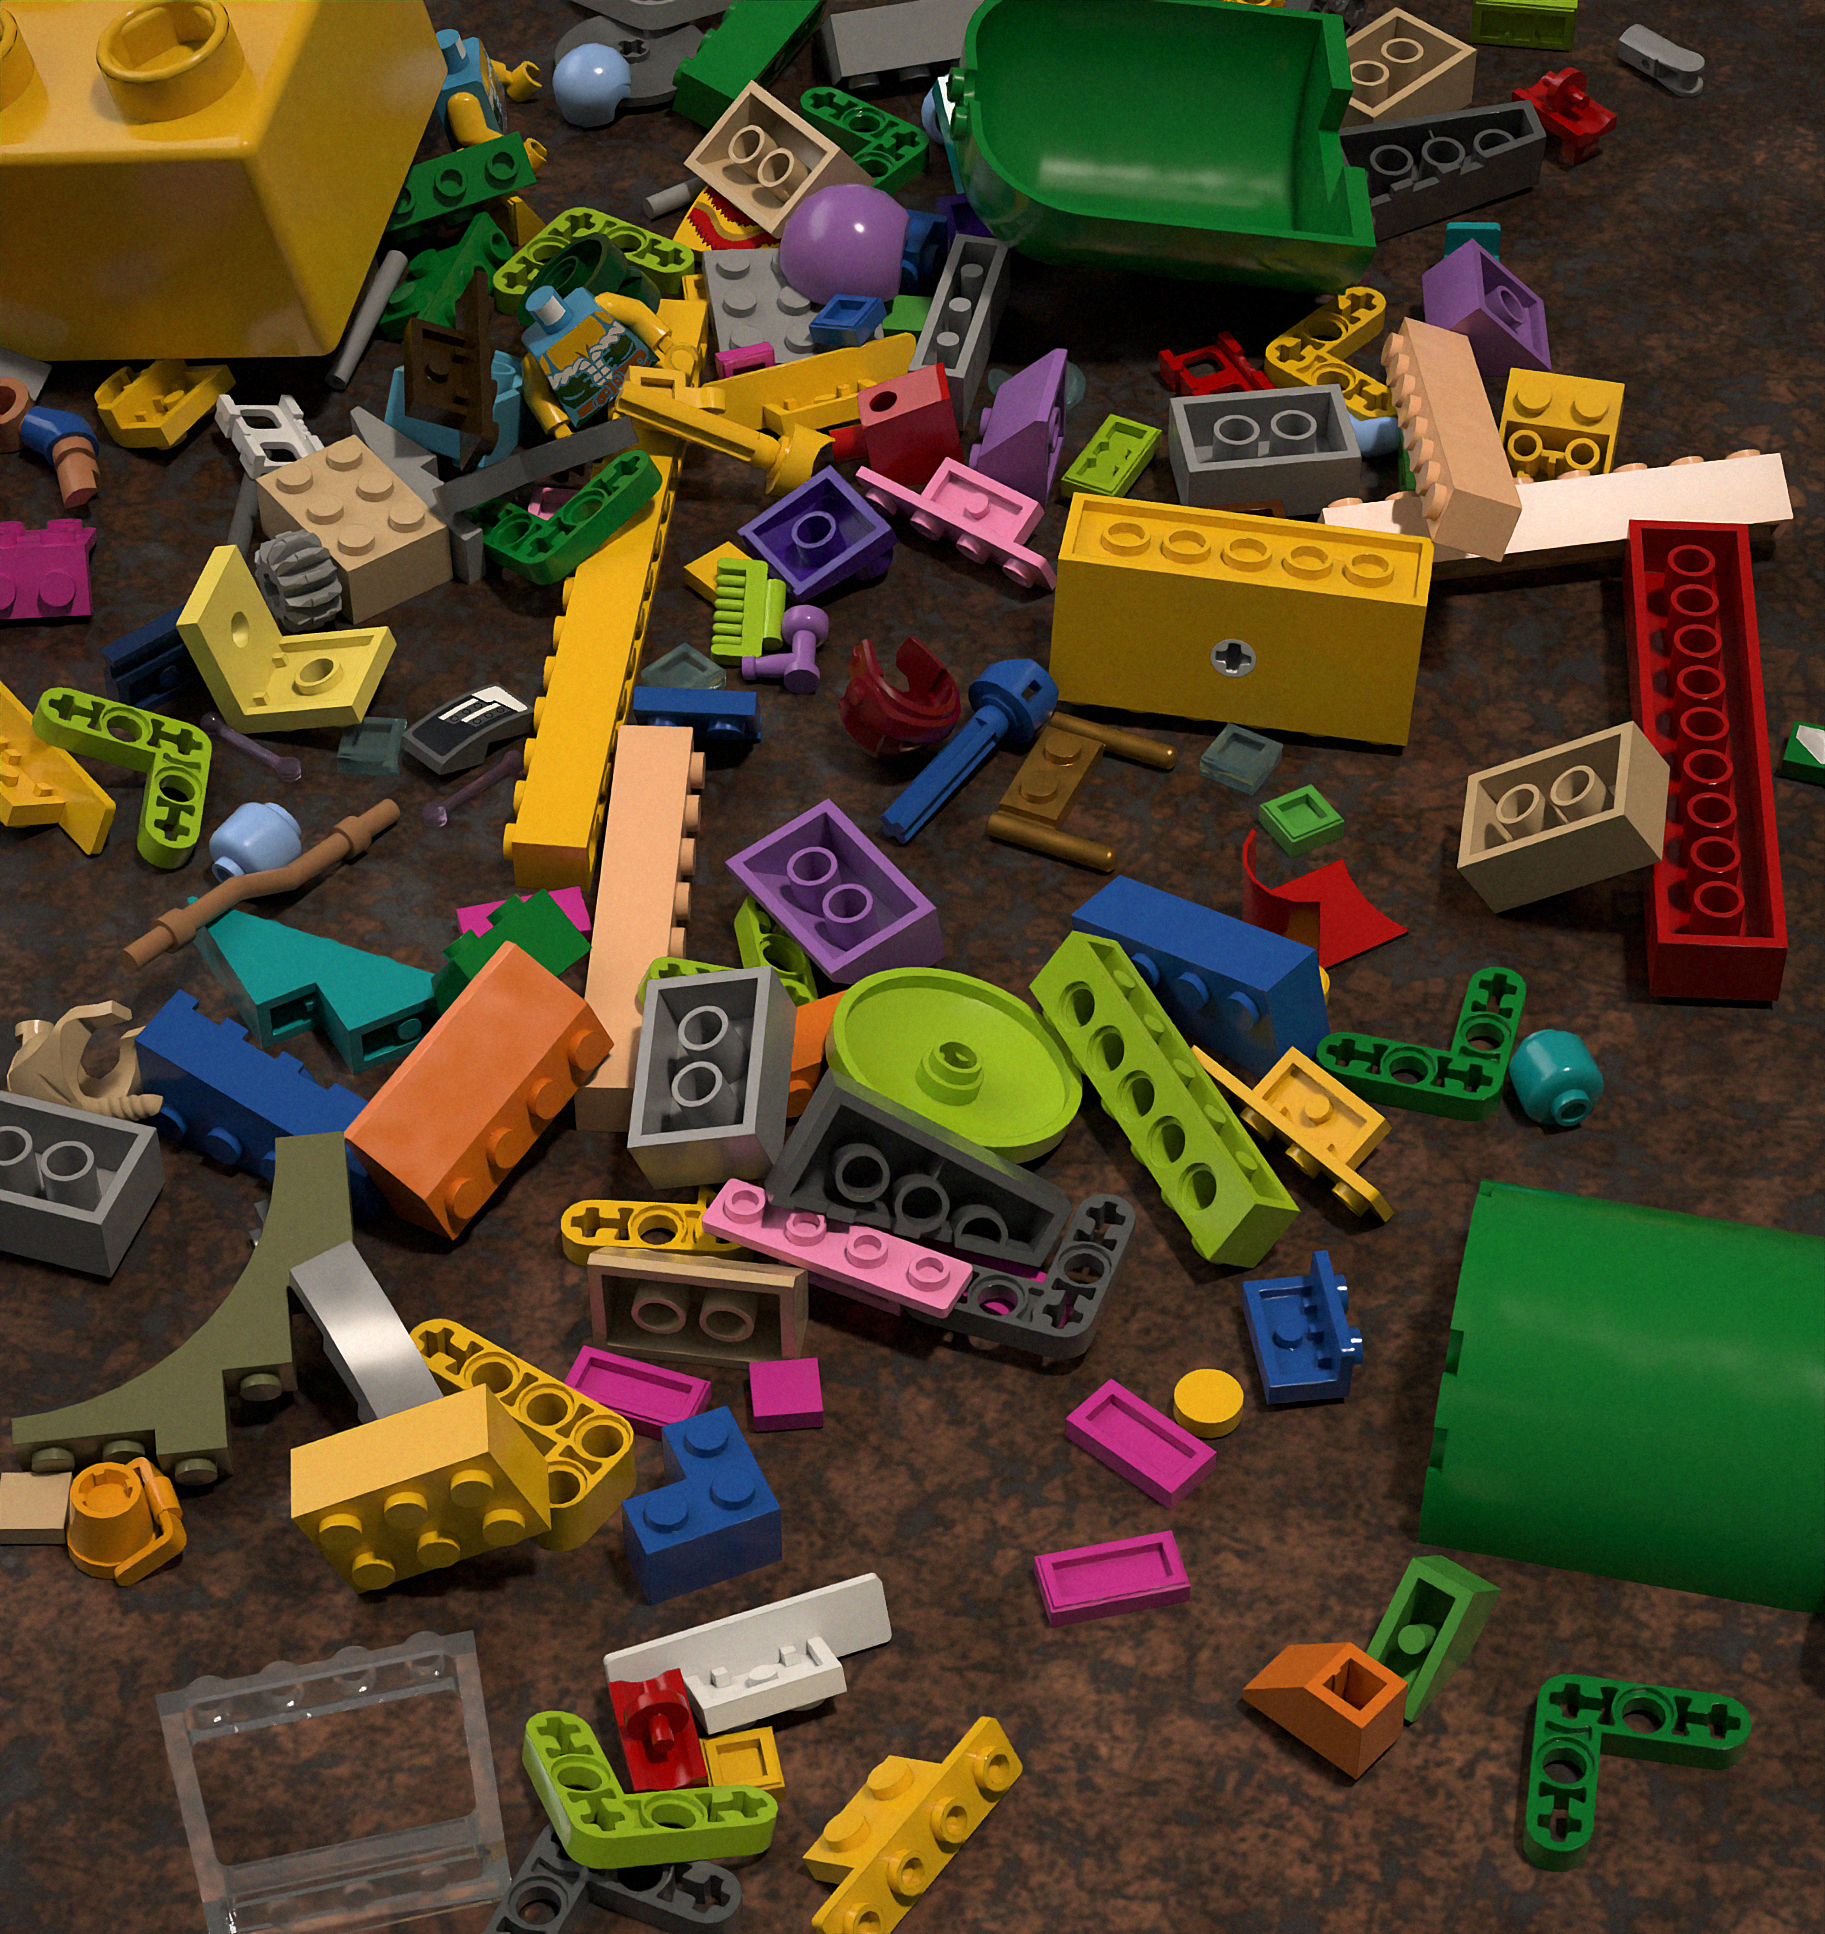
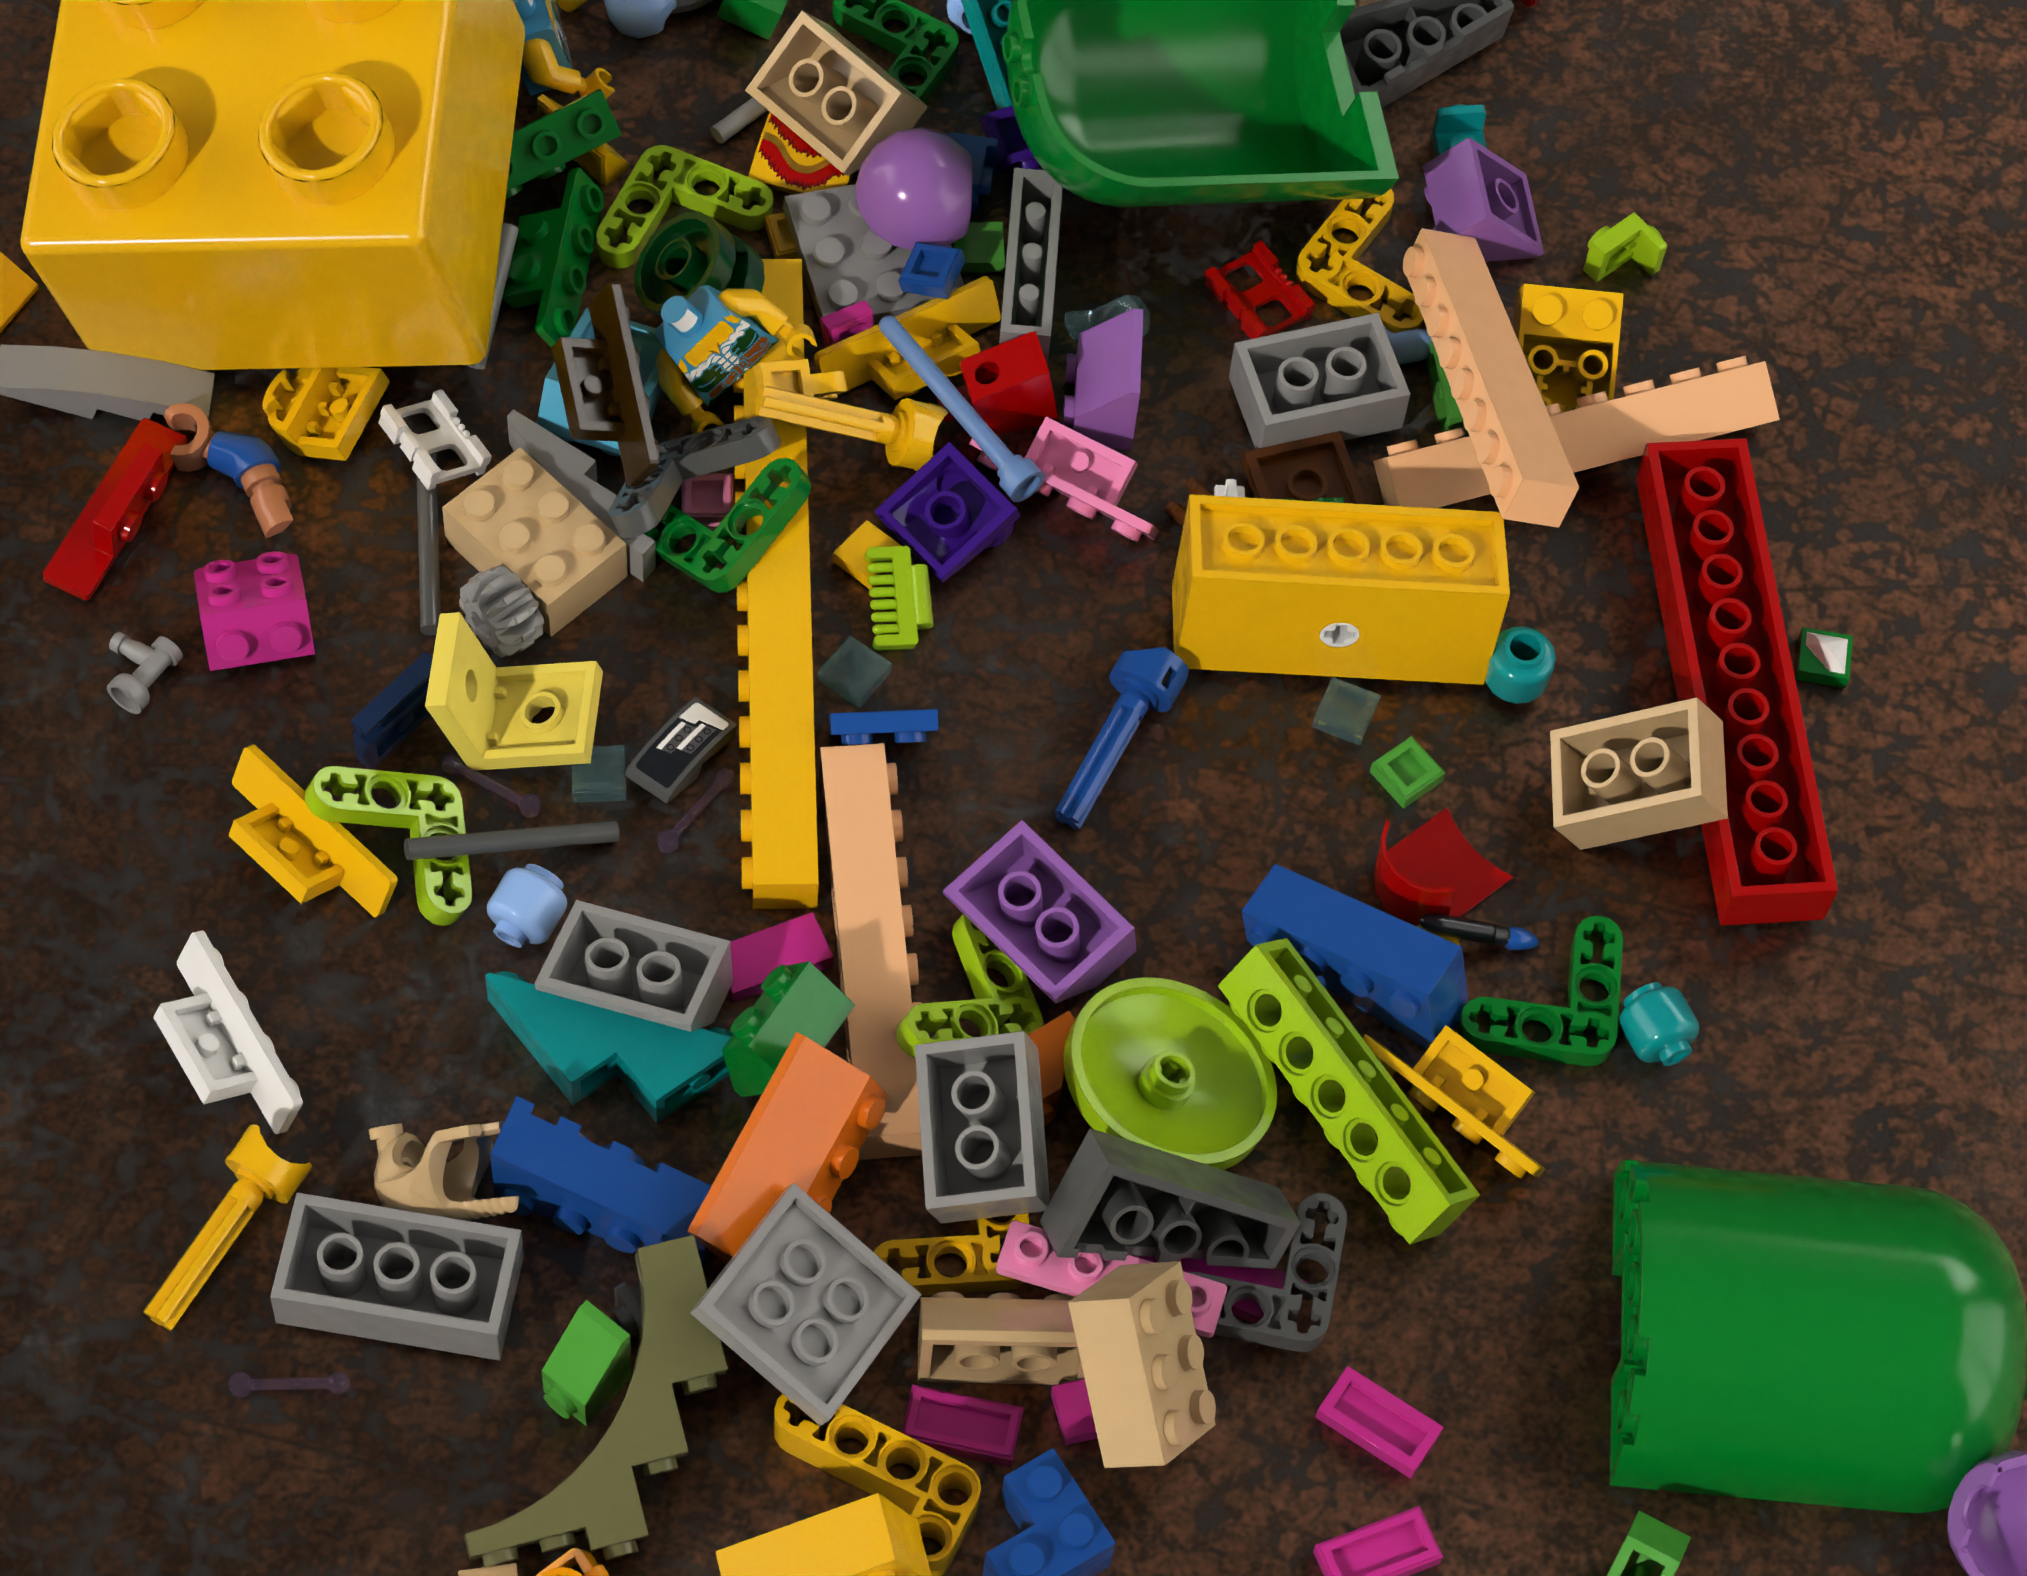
camera: 15 degrees left, 15 degrees up
(179, 927) = (490, 1014): medium nougat bar -> none
(197, 1266) = (587, 1365): none -> bright green slope
(254, 787) = (511, 840): none -> dark grey bar
(361, 900) = (638, 967): none -> light grey slope
(363, 1334) = (757, 1439): light grey slope -> none
(462, 1223) = (806, 1304): none -> light grey plate
(805, 630) = (951, 612): medium lavender piece -> none
(846, 1317) = (1142, 1364): none -> tan brick
(896, 722) = (1058, 707): dark red helmet -> none
(898, 497) = (1017, 474): none -> medium blue piece
(1055, 780) = (1192, 755): pearl gold plate -> none
(1112, 458) = (1184, 398): lime plate -> none
(1208, 1403) = (1427, 1376): yellow tile -> none
(1303, 1334) = (1494, 1304): blue bracket -> none
(1394, 984) = (1477, 931): none -> black piece
(1448, 721) = (1520, 665): none -> teal head
(1645, 361) = (1624, 241): none -> lime bracket

